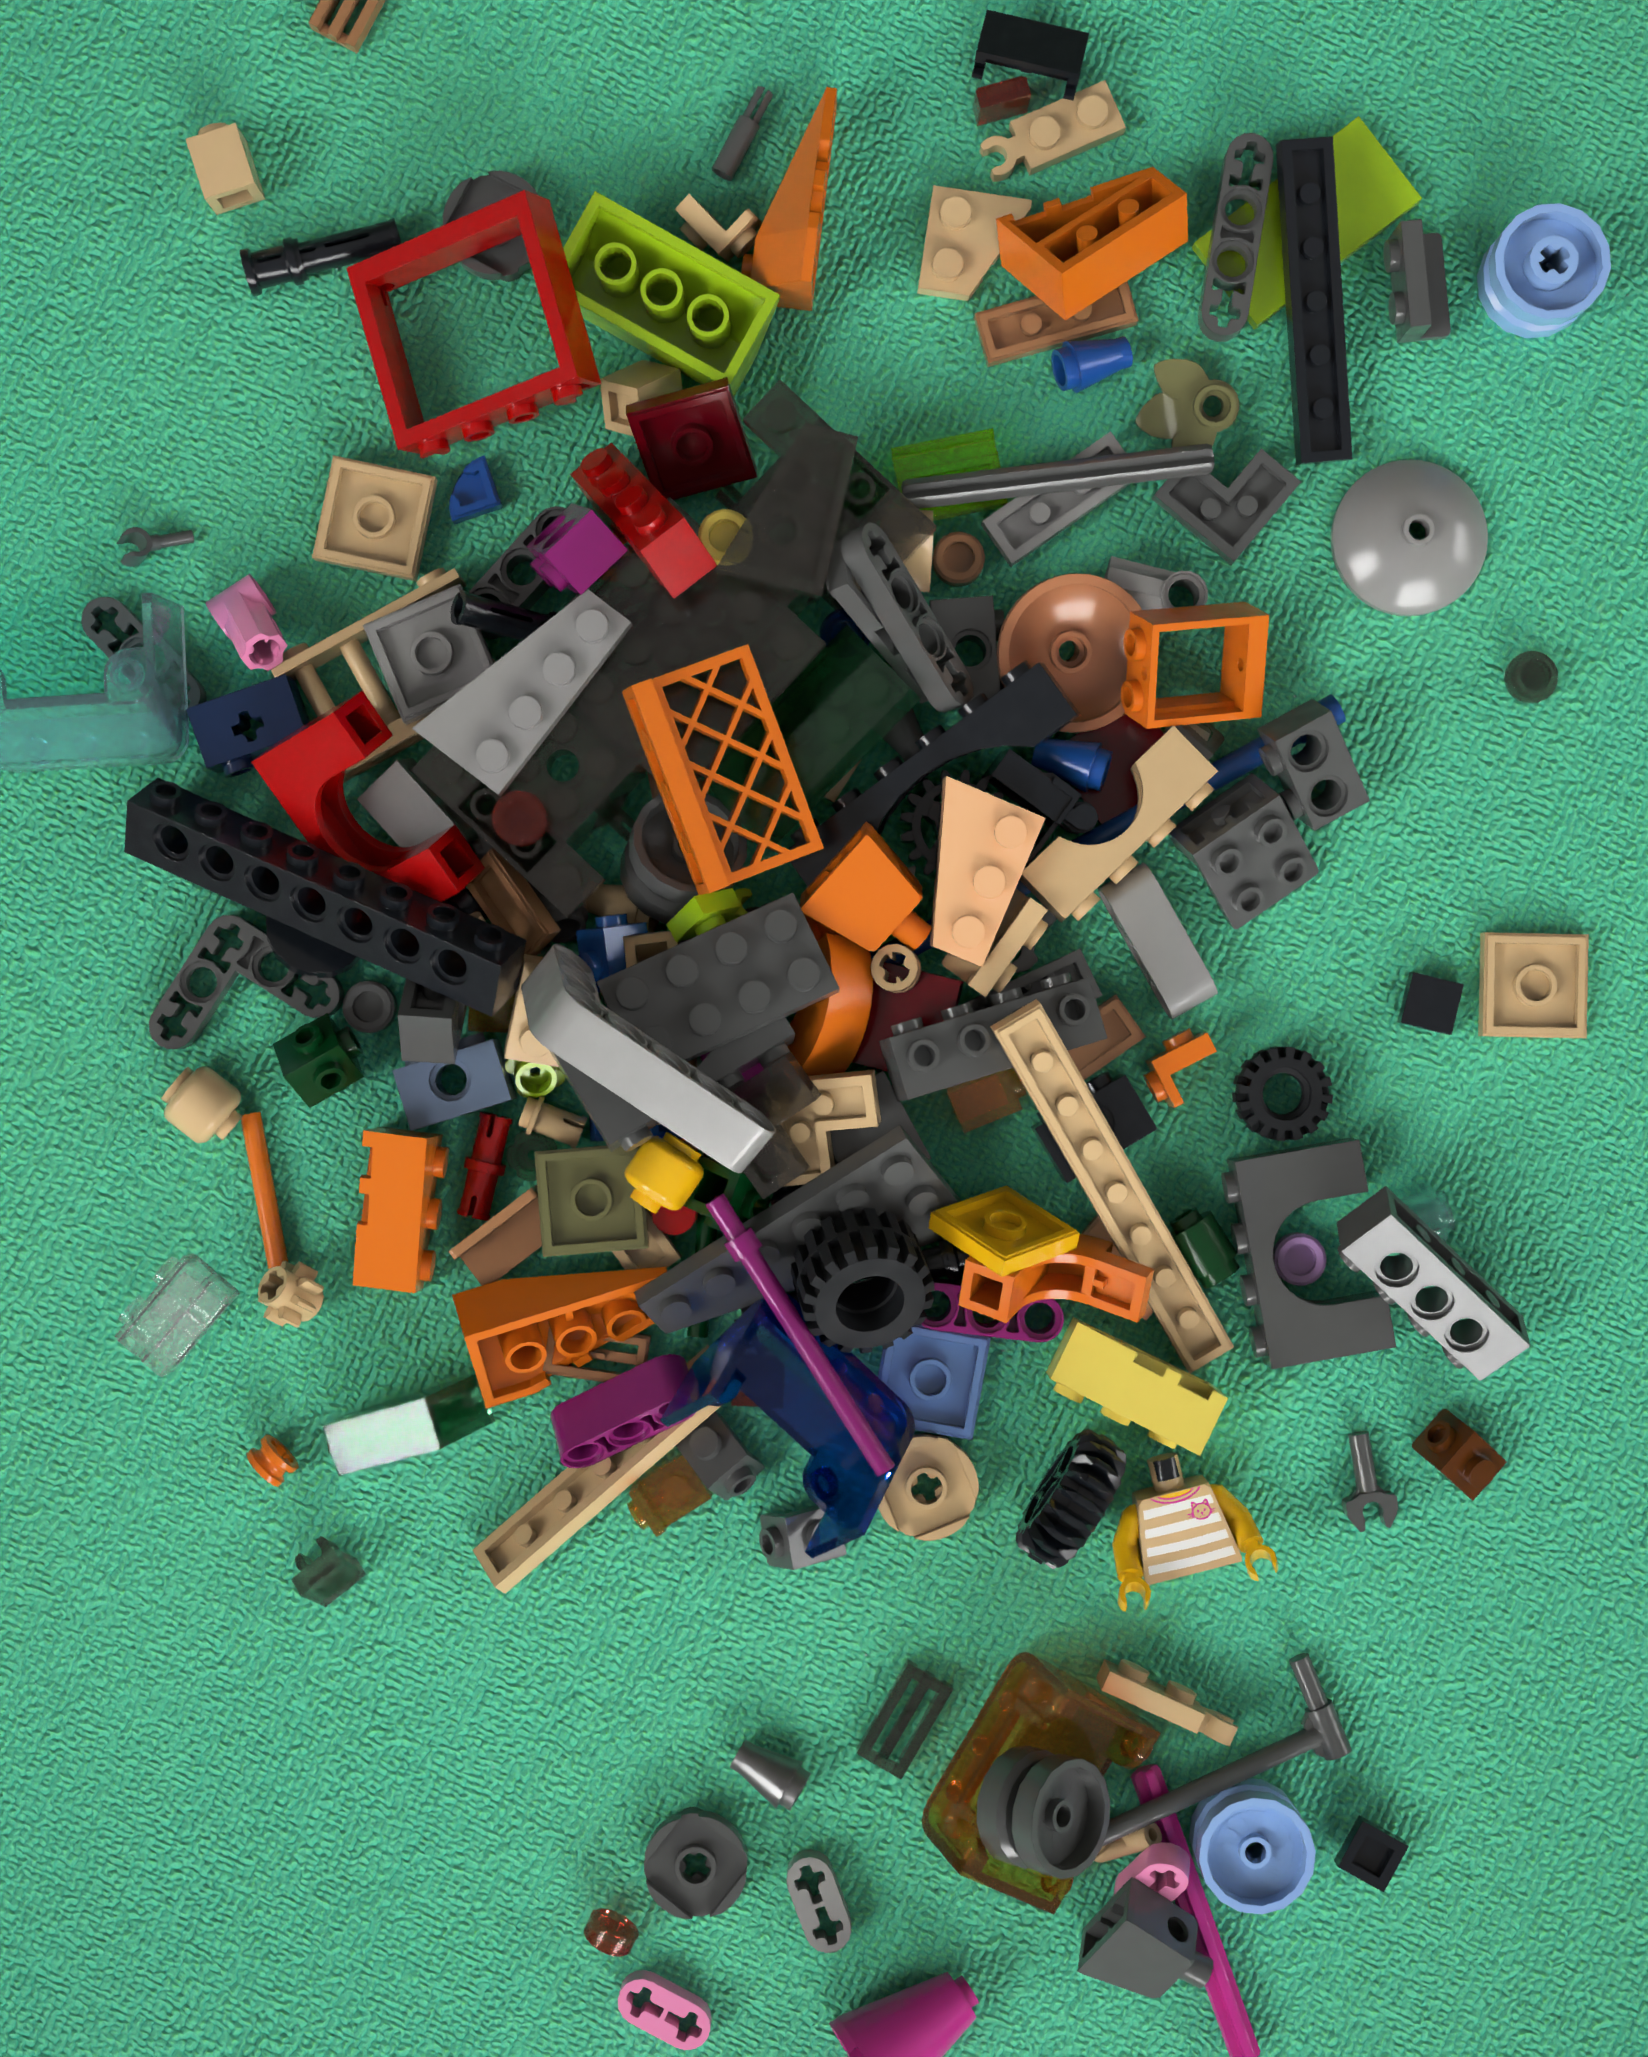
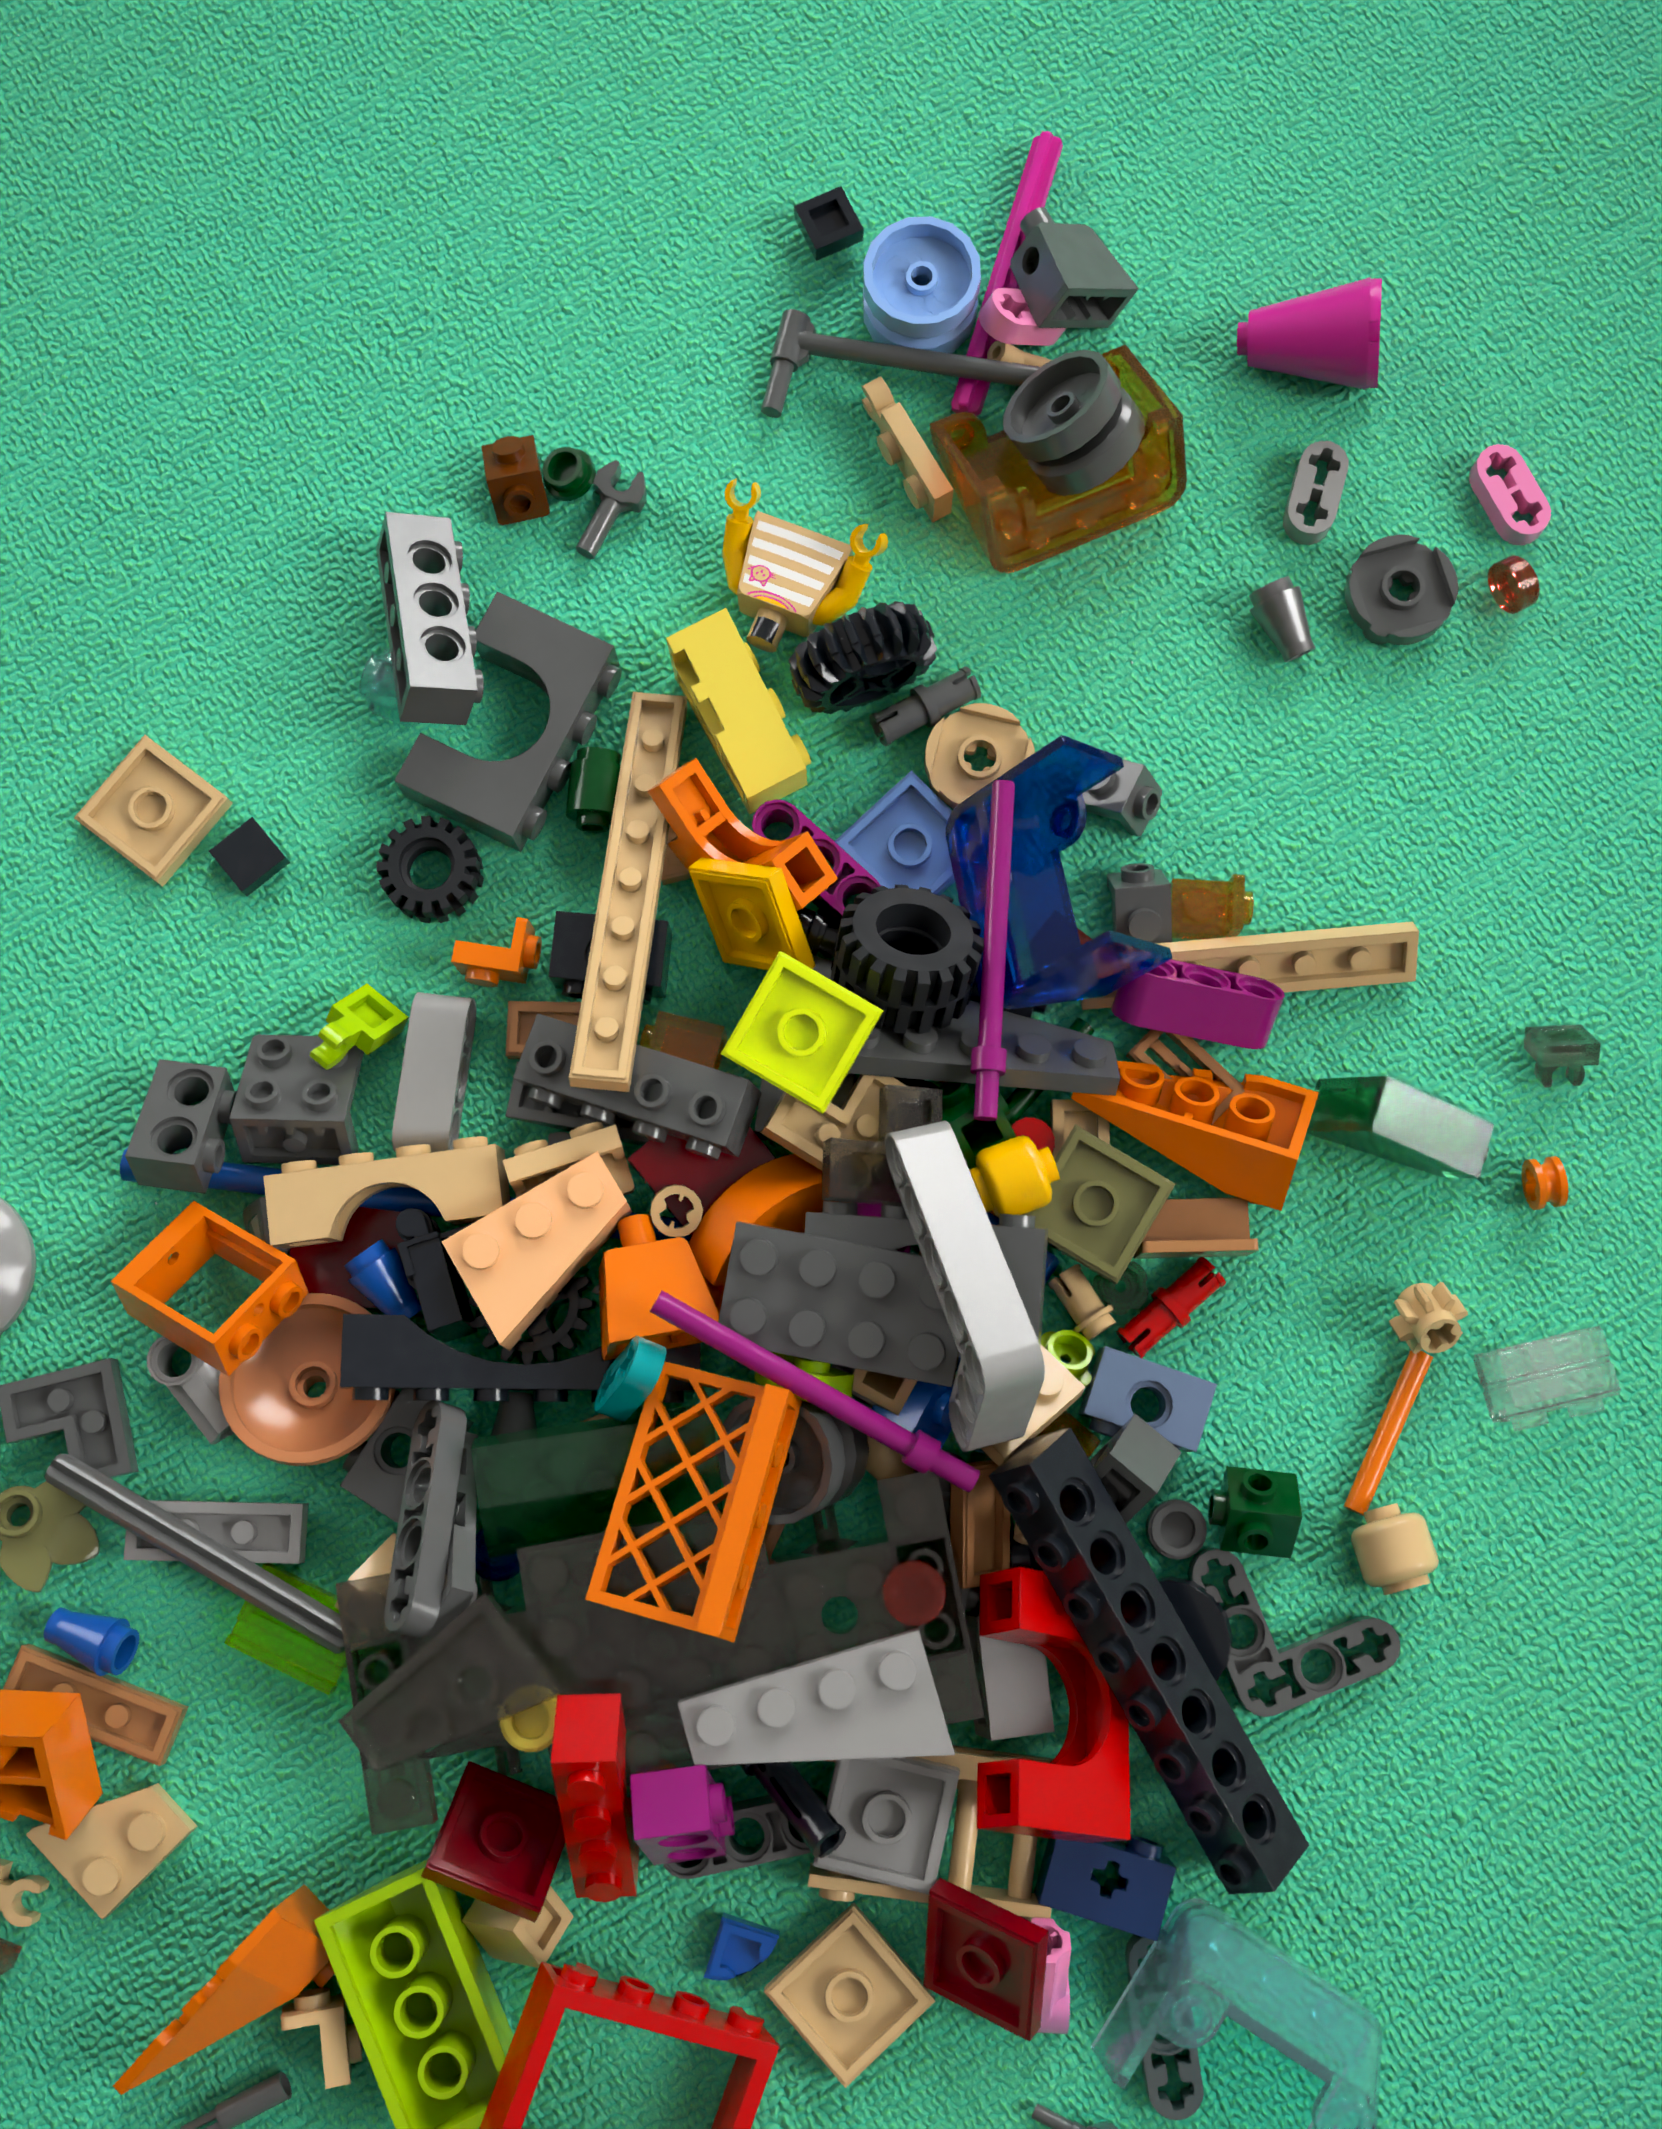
camera: 140 degrees left, 10 degrees down
(296, 609) = (985, 1958): none -> dark red tile
(399, 1209) = (1276, 1323): orange wedge -> none
(590, 920) = (917, 1450): none -> magenta bar
(834, 820) = (630, 1379): none -> teal beam
(894, 1163) = (802, 1032): none -> neon yellow plate
(925, 1680) = (1097, 605): clear smoke tile -> none
(958, 559) = (347, 1544): medium nougat tile -> none
(998, 1499) = (925, 706): none -> dark grey pin
(1243, 941) = (359, 1020): none -> lime plate
(1299, 1258) = (521, 724): lavender tile -> none
(1419, 1488) = (568, 473): none -> dark green plate

